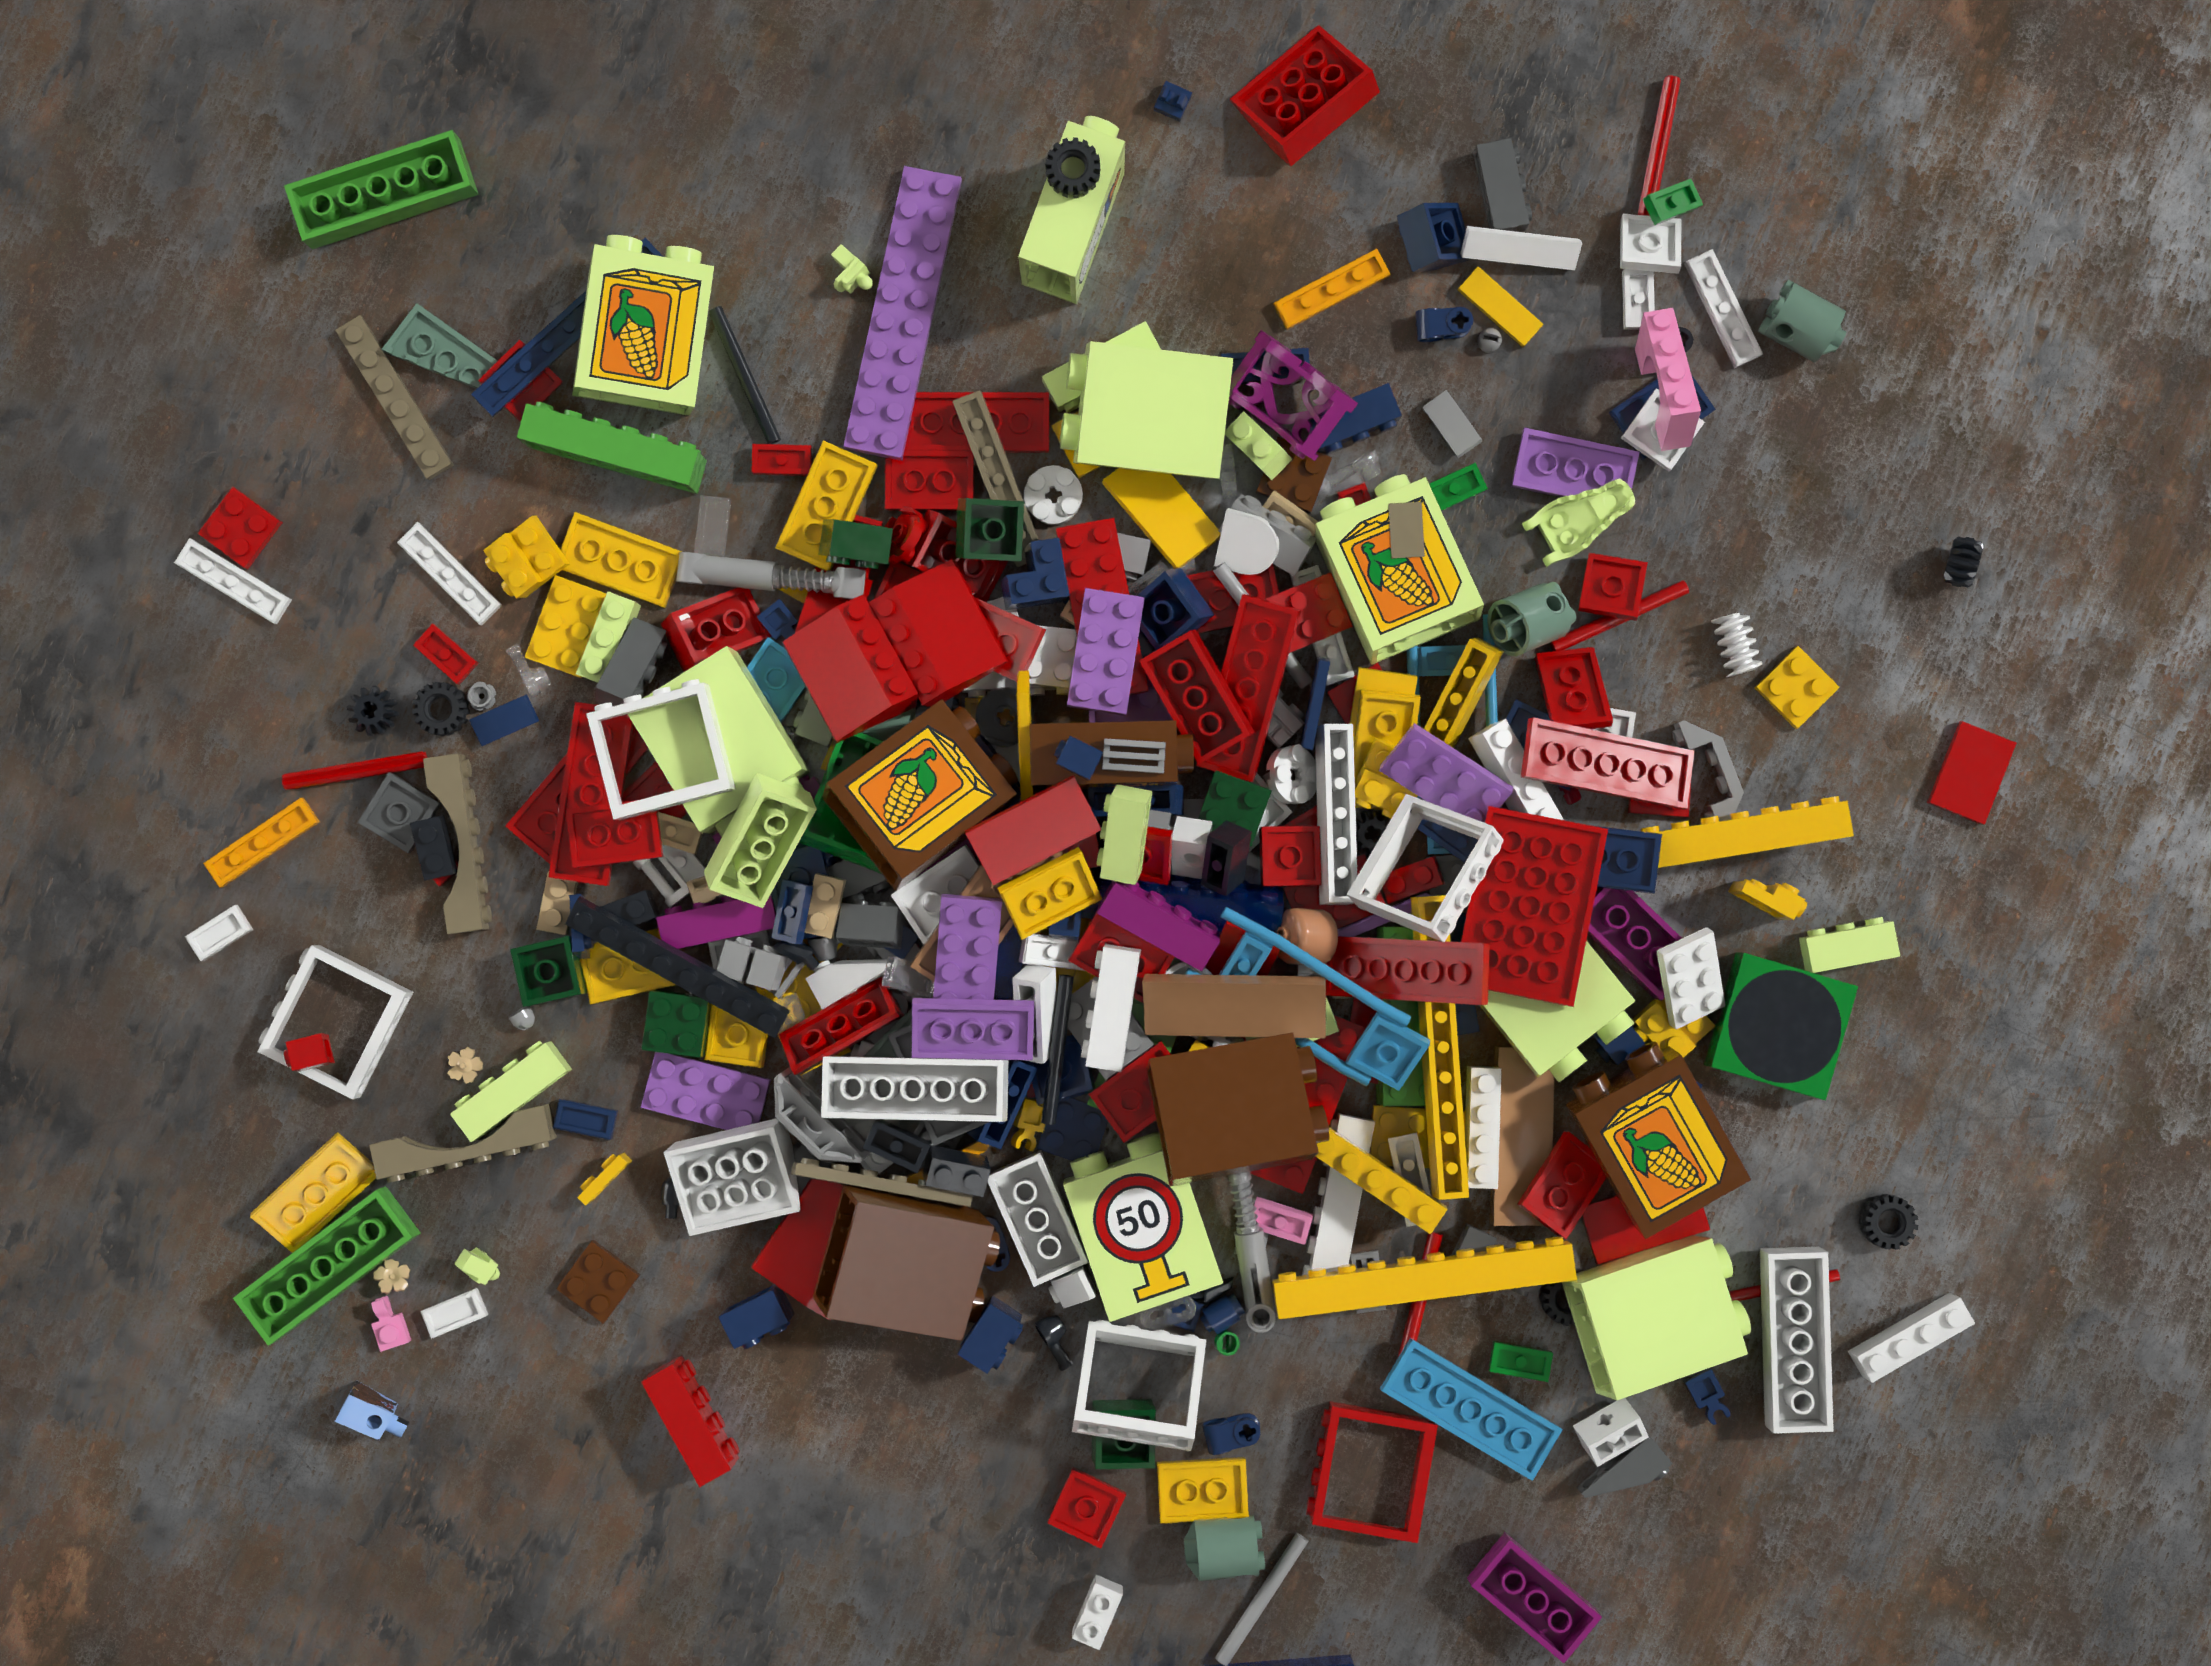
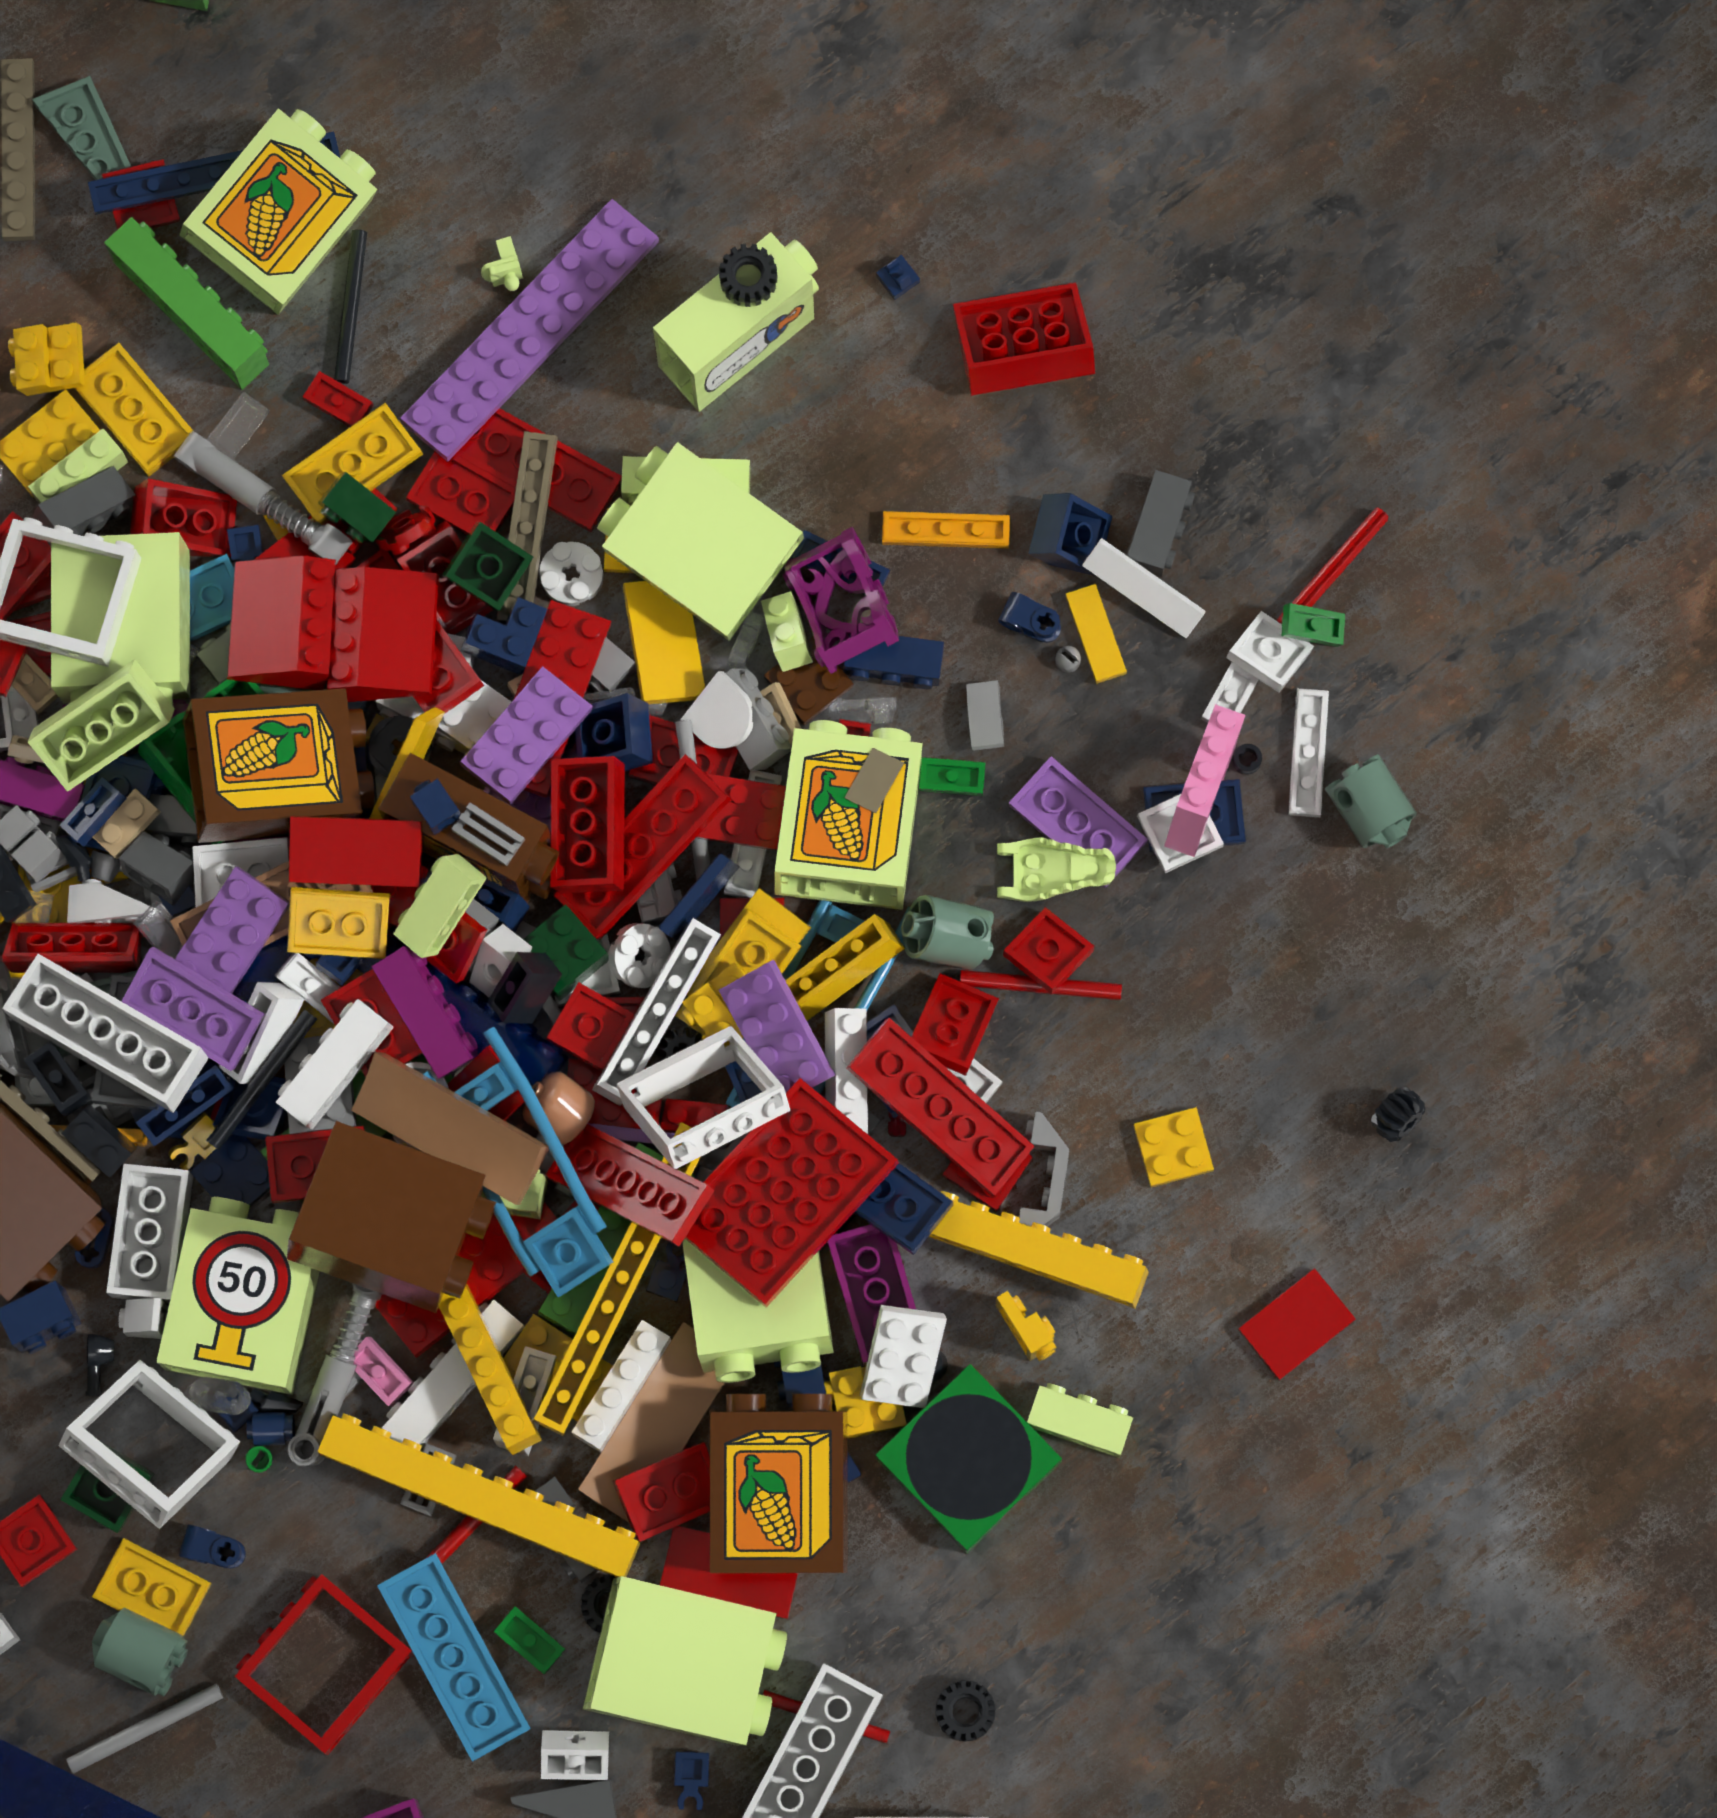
camera: 30 degrees right, 10 degrees down
(1736, 643) = (1136, 1070): white piece -> none

